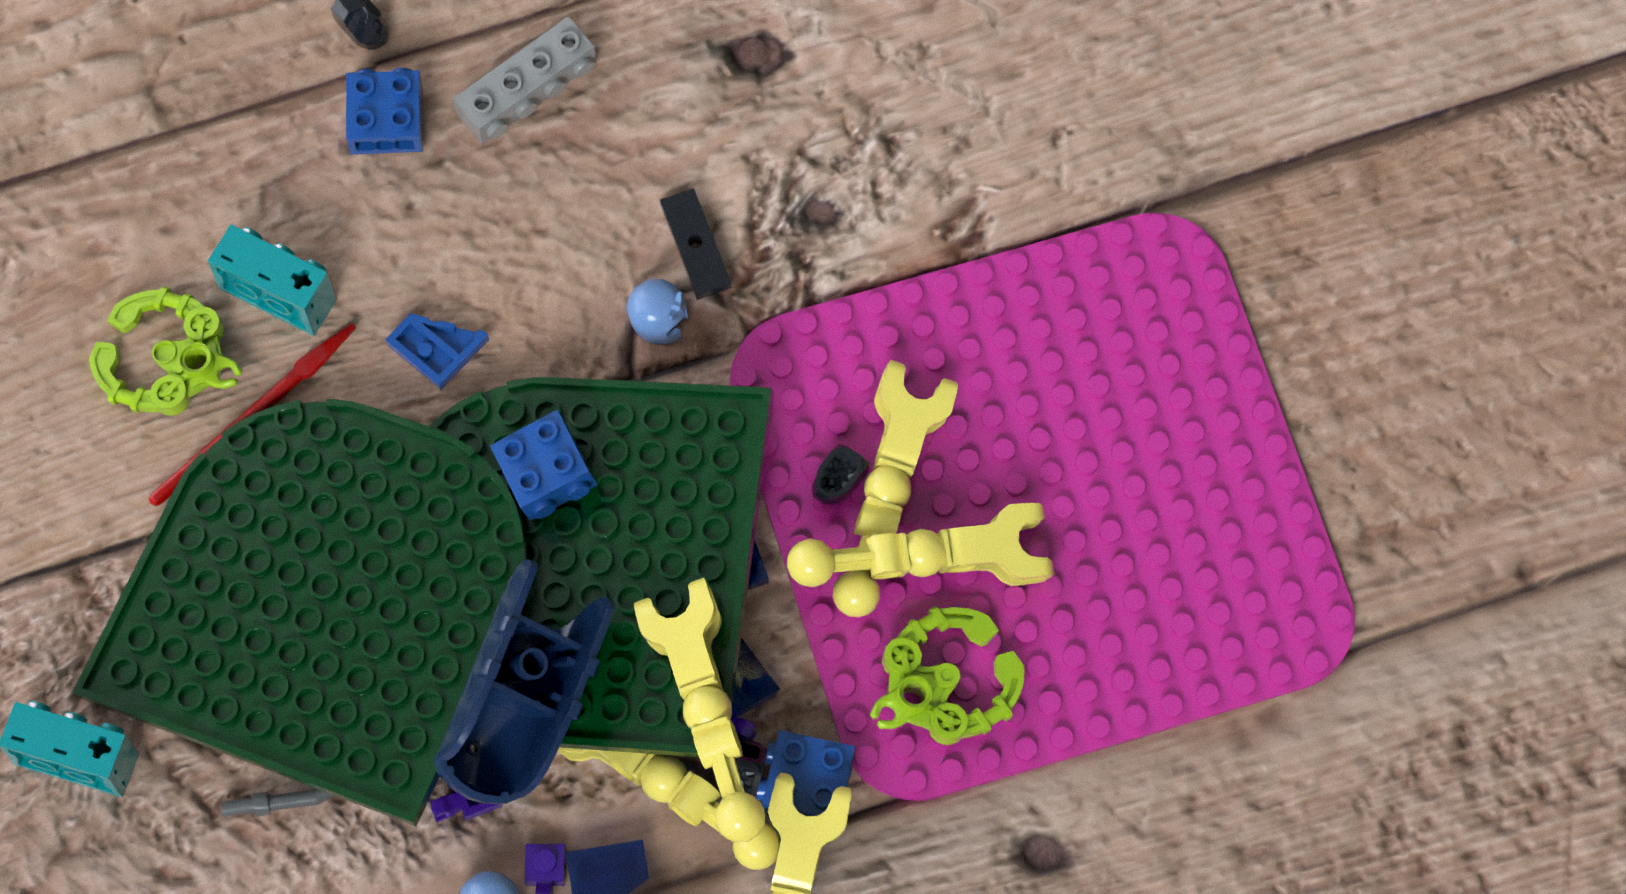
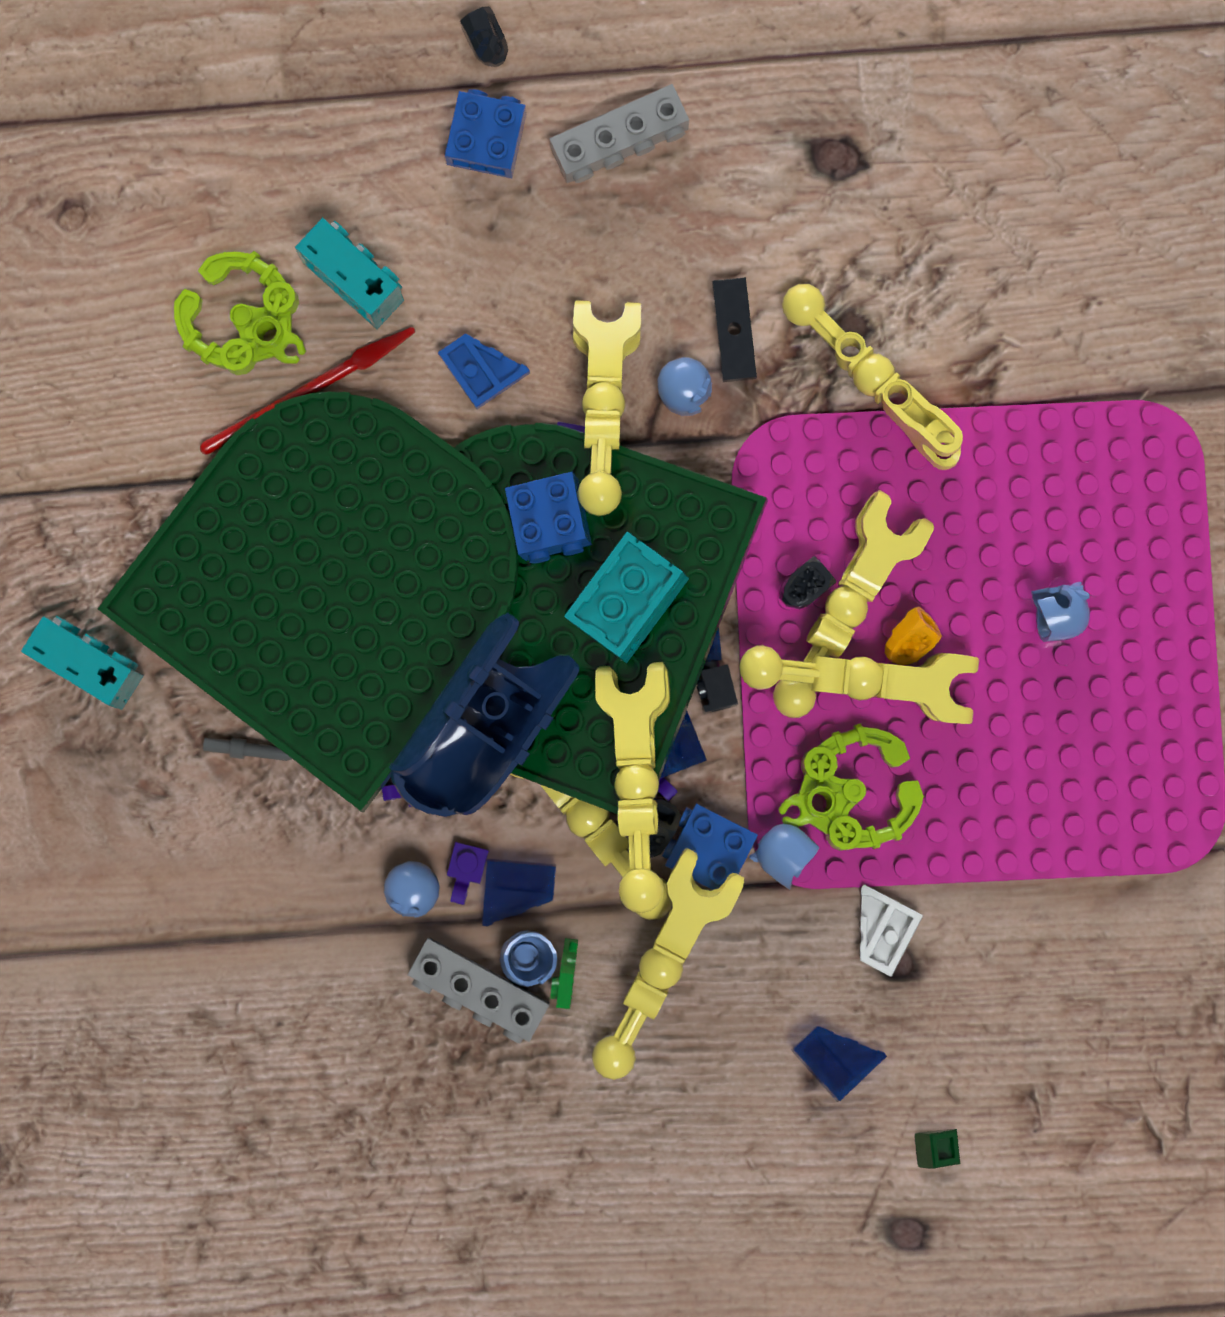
camera: 15 degrees right, 15 degrees up
(574, 341) = (603, 401): none -> light yellow piece
(647, 522) = (626, 597): none -> teal piece
(771, 610) = (716, 687): none -> black brick
(855, 250) = (876, 377): none -> light yellow piece
(889, 758) = (784, 853): none -> medium blue helmet
(966, 501) = (912, 638): none -> light orange rock
(1022, 820) = (885, 930): none -> white wing
(1116, 438) = (1061, 611): none -> medium blue helmet

